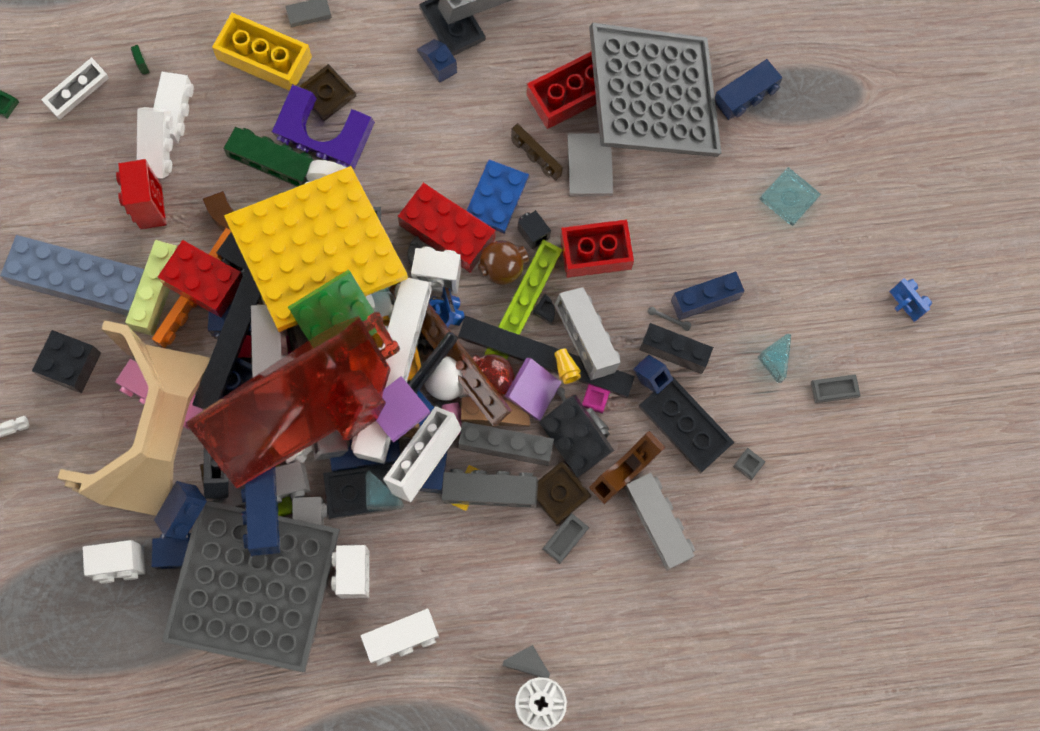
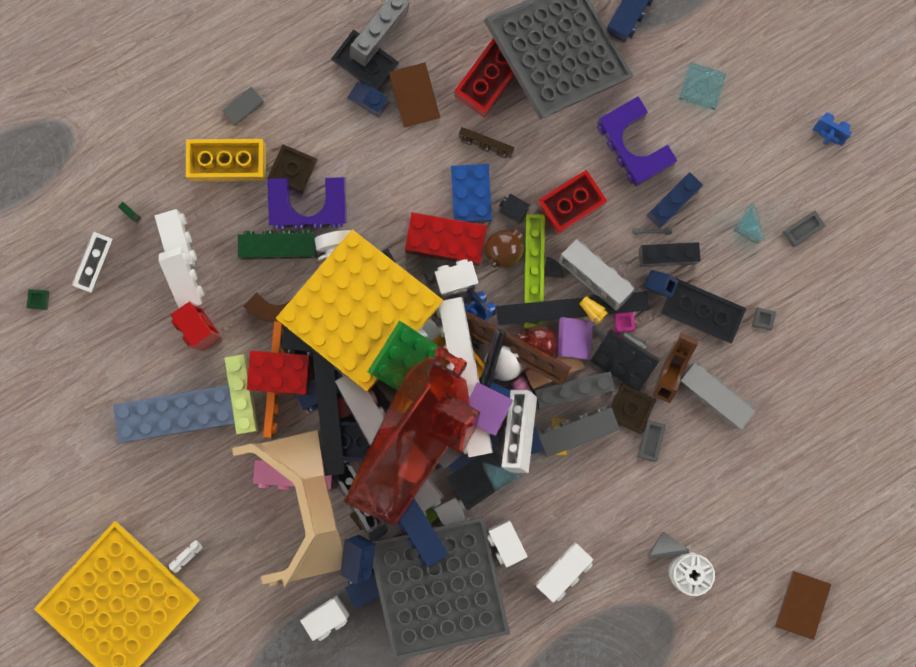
camera: 20 degrees left, 10 degrees up
(66, 361) = (205, 484): black brick -> none
(485, 74) = (414, 94): none -> reddish brown tile
(589, 166) = (531, 134): light grey tile -> none
(685, 247) = (637, 167): none -> dark purple arch

